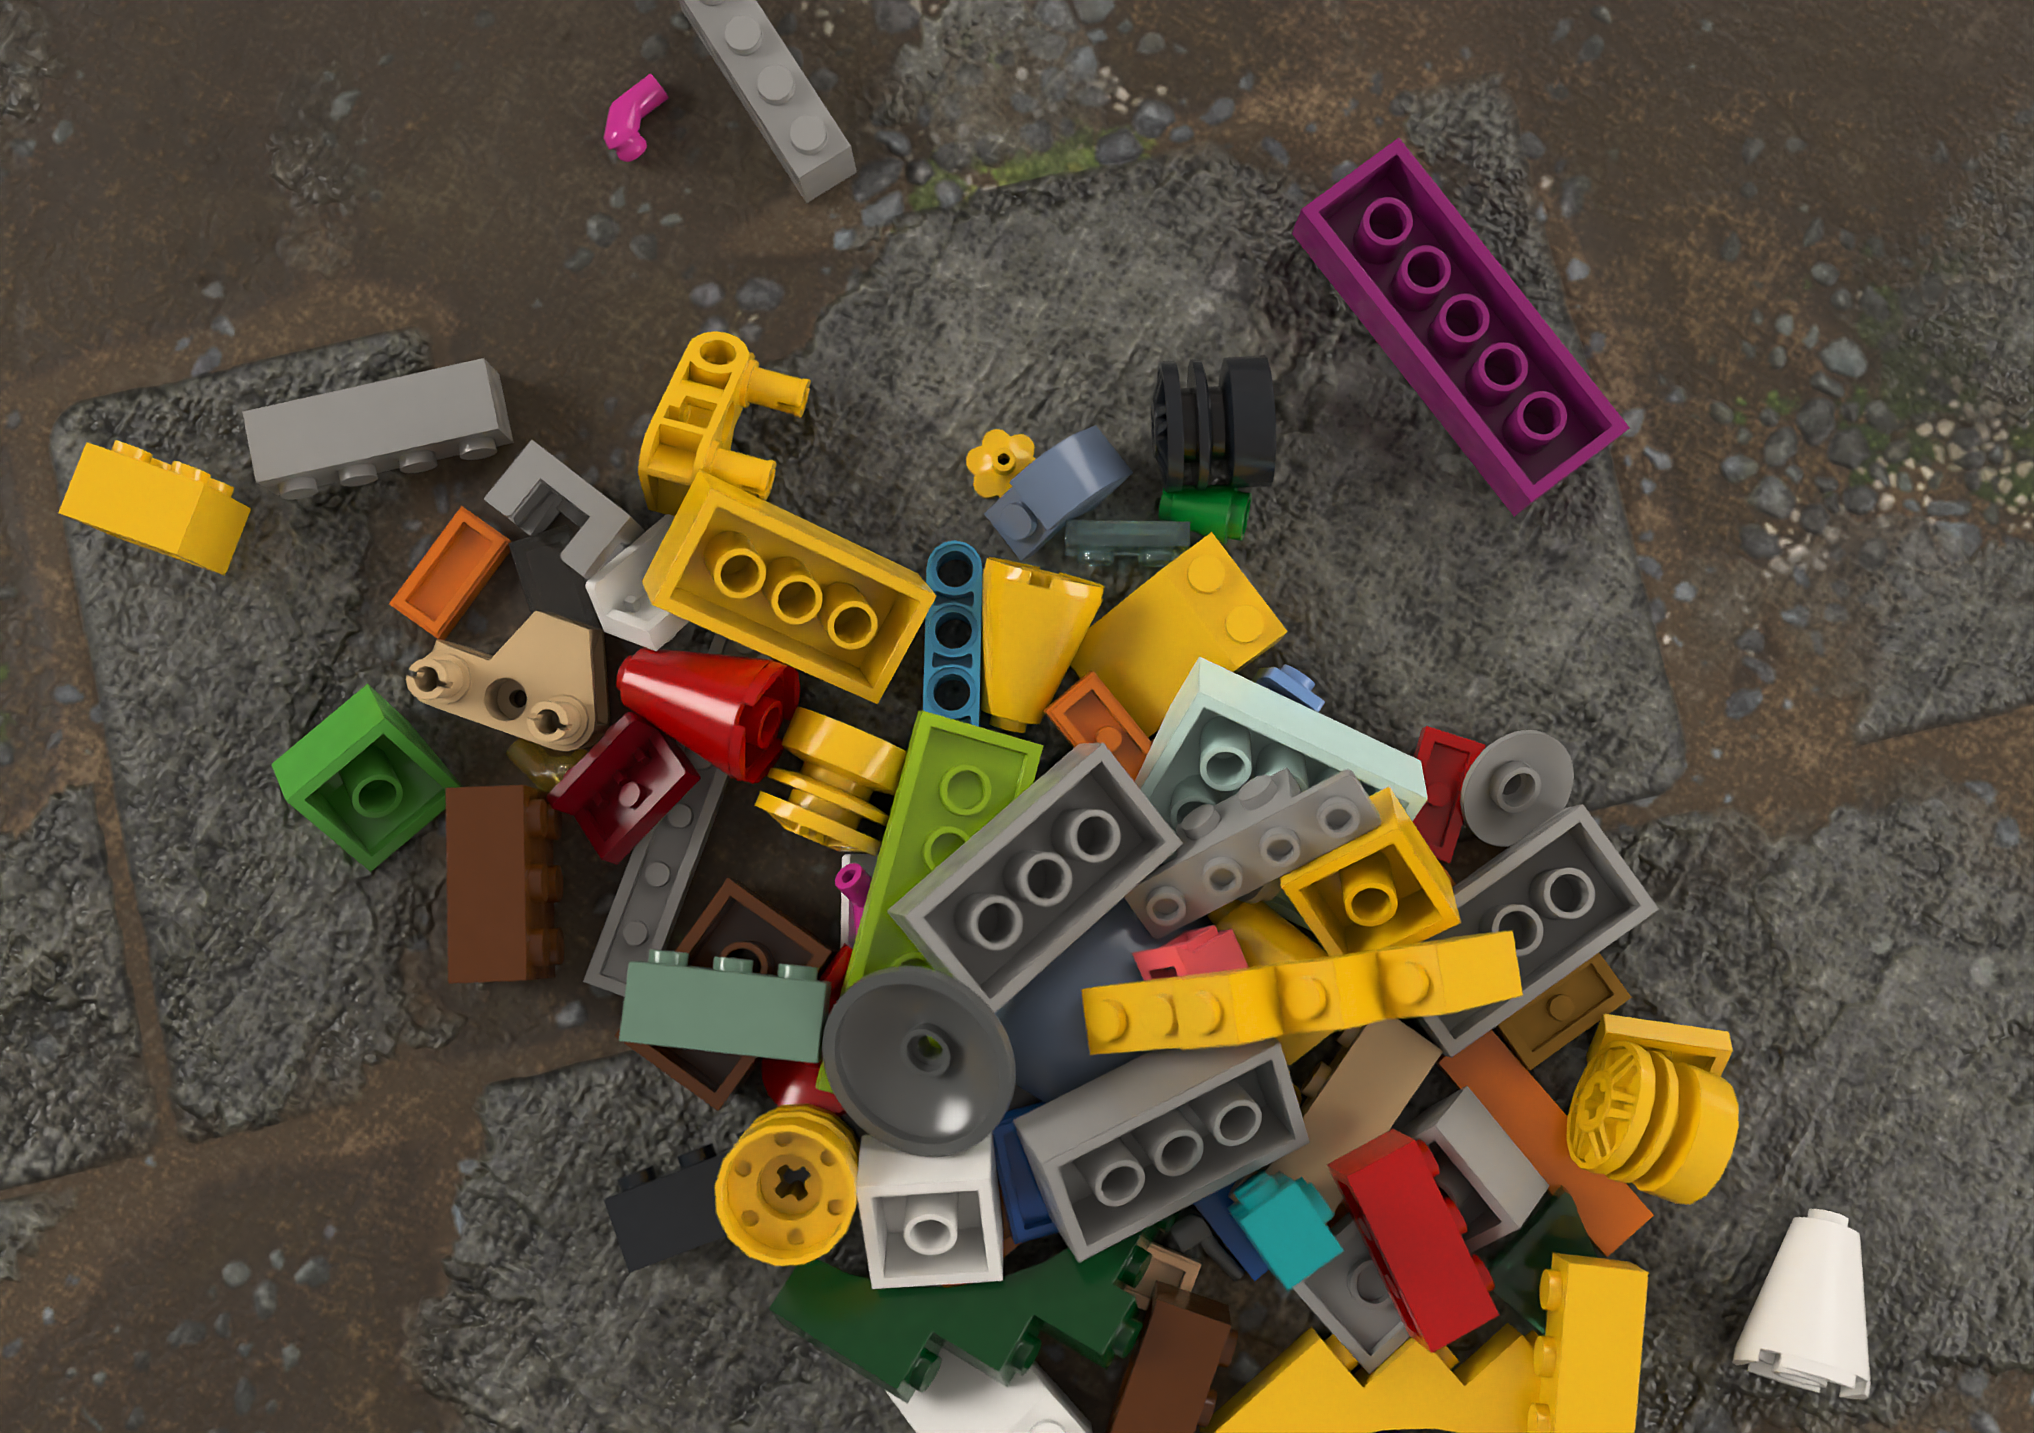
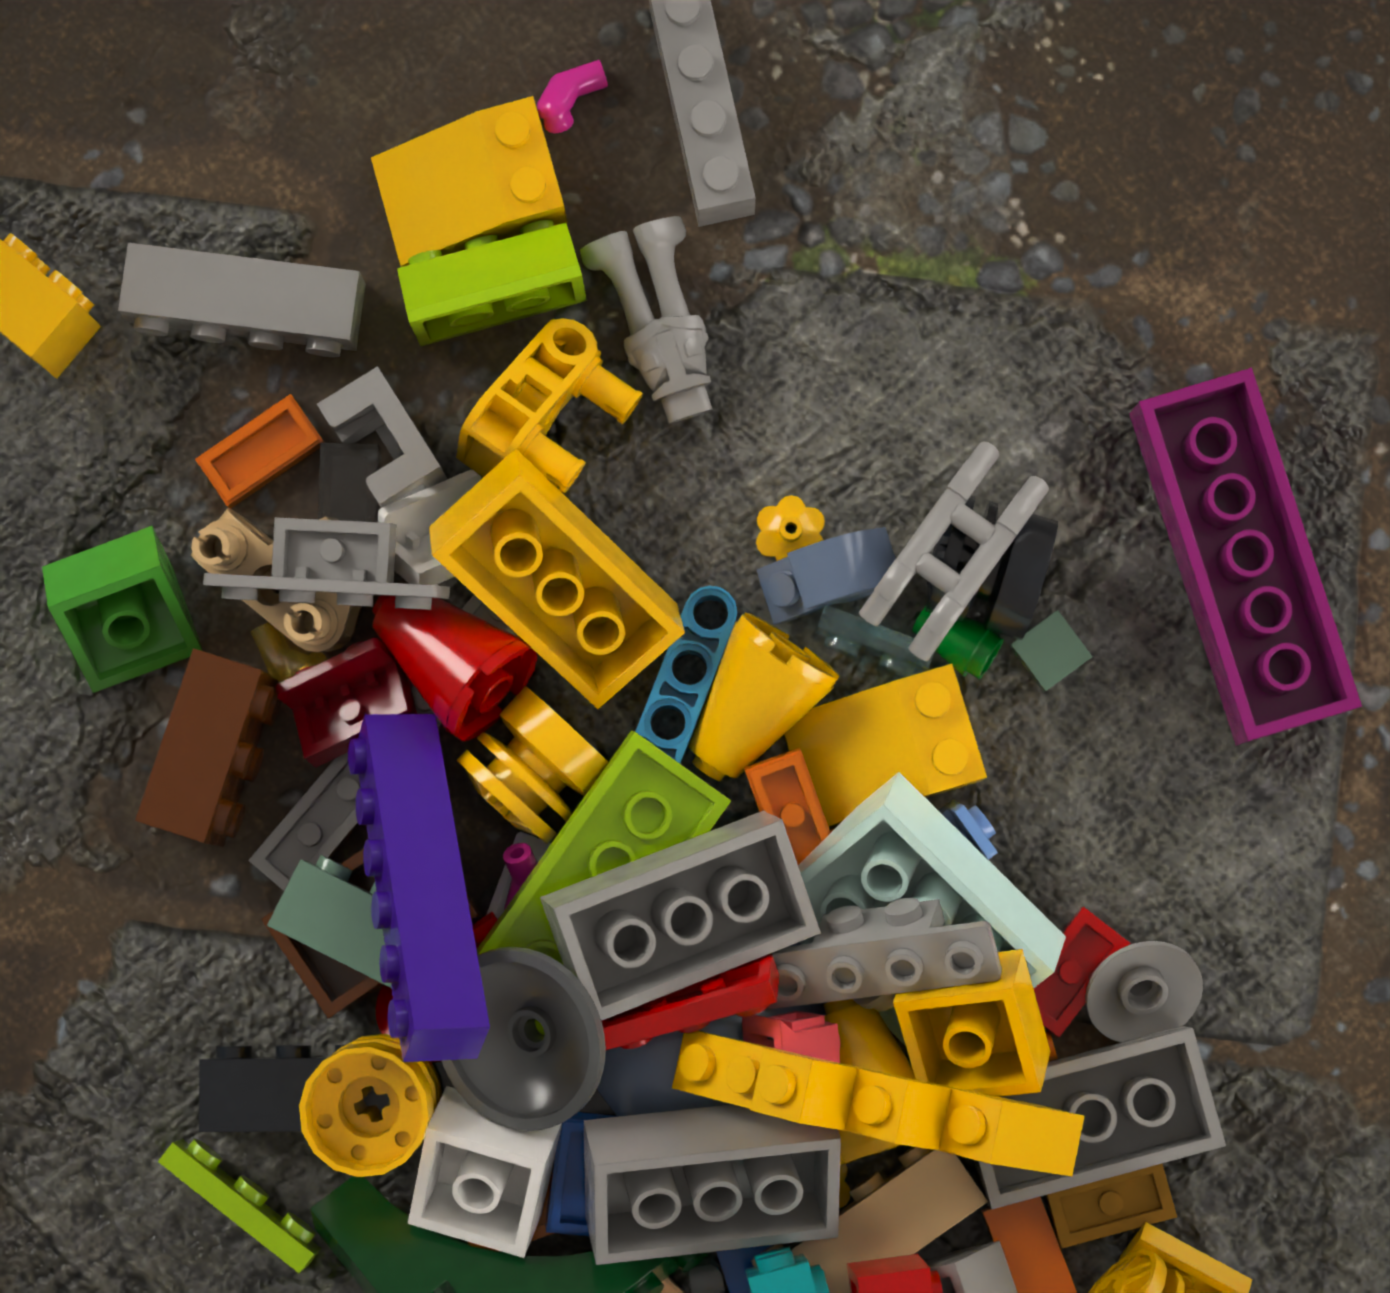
camera: 20 degrees right, 0 degrees up
(556, 647) = (333, 558): none -> light grey bracket
(566, 236) = (469, 181): none -> yellow slope
(622, 325) = (491, 282): none -> lime slope
(698, 1327) = (241, 1202): none -> lime plate
(762, 950) = (419, 888): none -> dark purple brick
(817, 328) = (667, 348): none -> light grey piece
(1120, 933) = (738, 991): none -> red plate
(1193, 448) = (958, 587): none -> light grey piece
(1301, 489) = (1050, 651): none -> sand green tile

